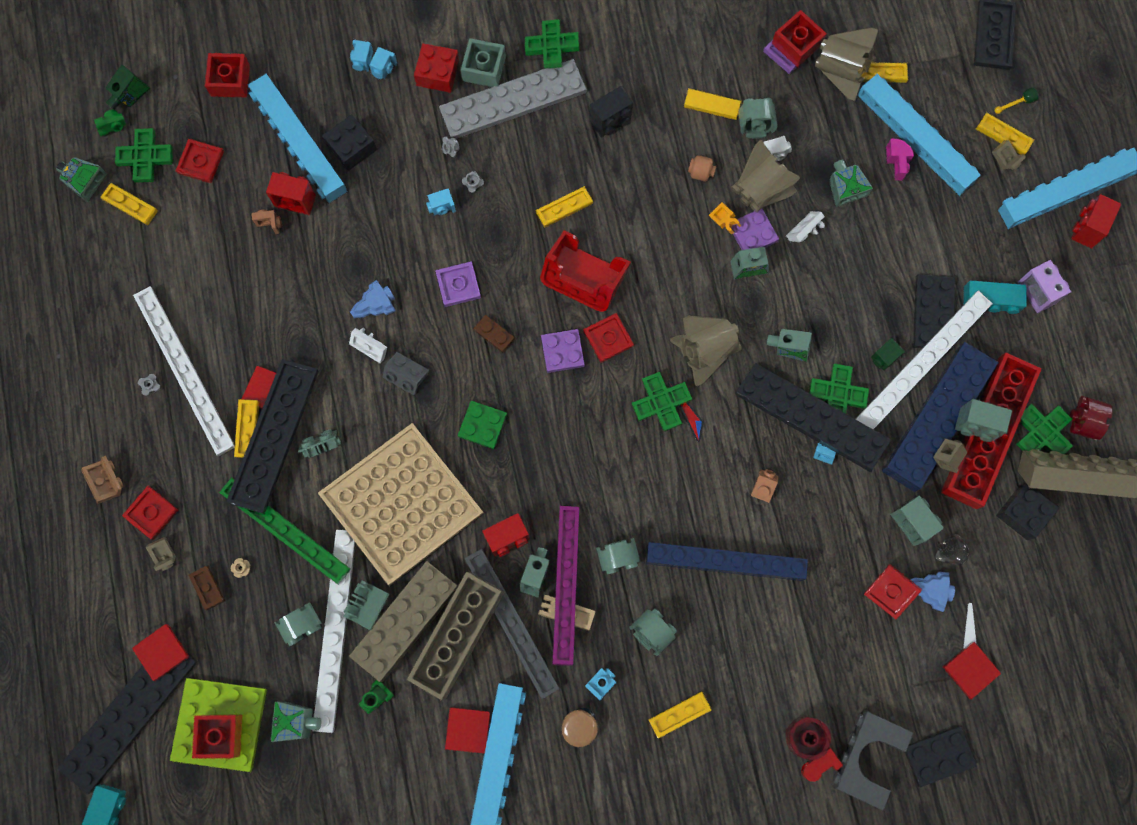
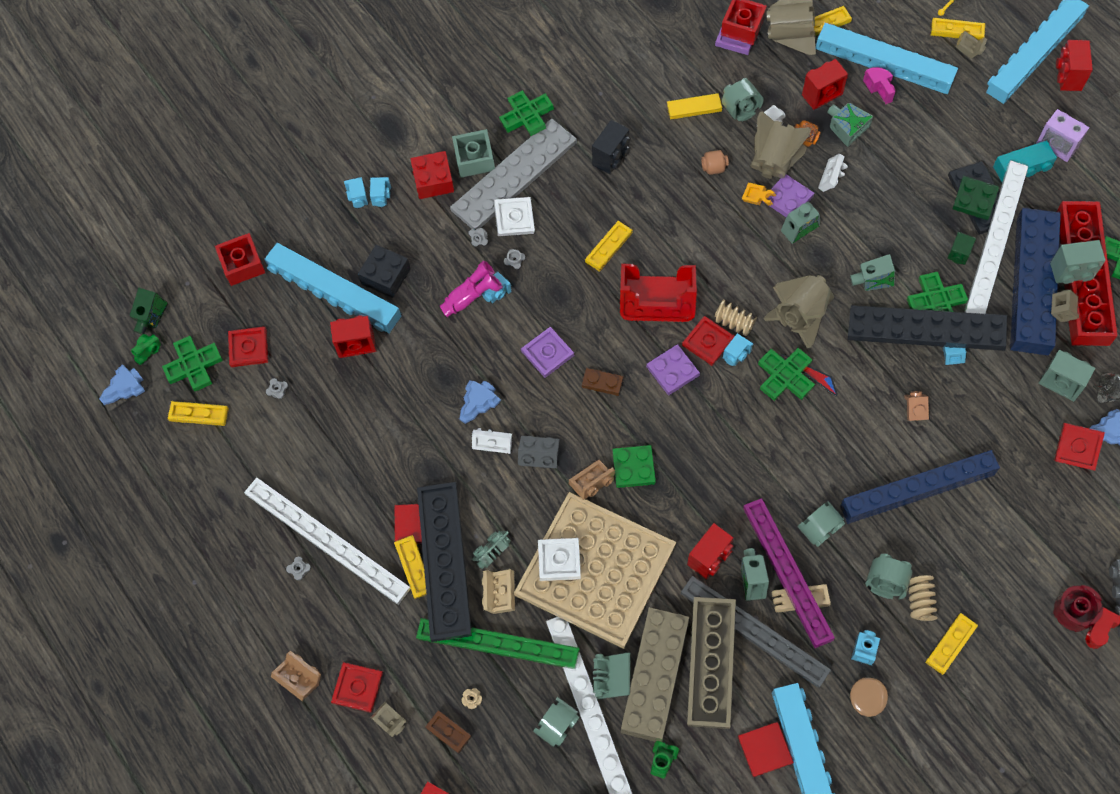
camera: 20 degrees left, 10 degrees down
(75, 147) = (122, 385): none -> medium blue rock
(81, 177) = (140, 408): torso -> none
(211, 211) = (281, 388): none -> light grey plate
(265, 218) = (339, 369): nougat bracket -> none
(307, 484) = (498, 591): none -> tan bracket
(369, 481) = (559, 559): none -> white plate
(414, 195) = (468, 291): none -> dark pink piece
(437, 420) = (592, 479): none -> medium nougat bracket
(490, 141) = (514, 216): none -> white plate
(628, 359) = (737, 350): none -> medium azure brick
(641, 328) = (735, 319): none -> tan piece
(673, 663) = (921, 599): none -> tan piece
(806, 176) = (814, 134): none -> orange head
(843, 135) = (824, 84): none -> red brick
(926, 311) = (975, 197): none -> dark green plate

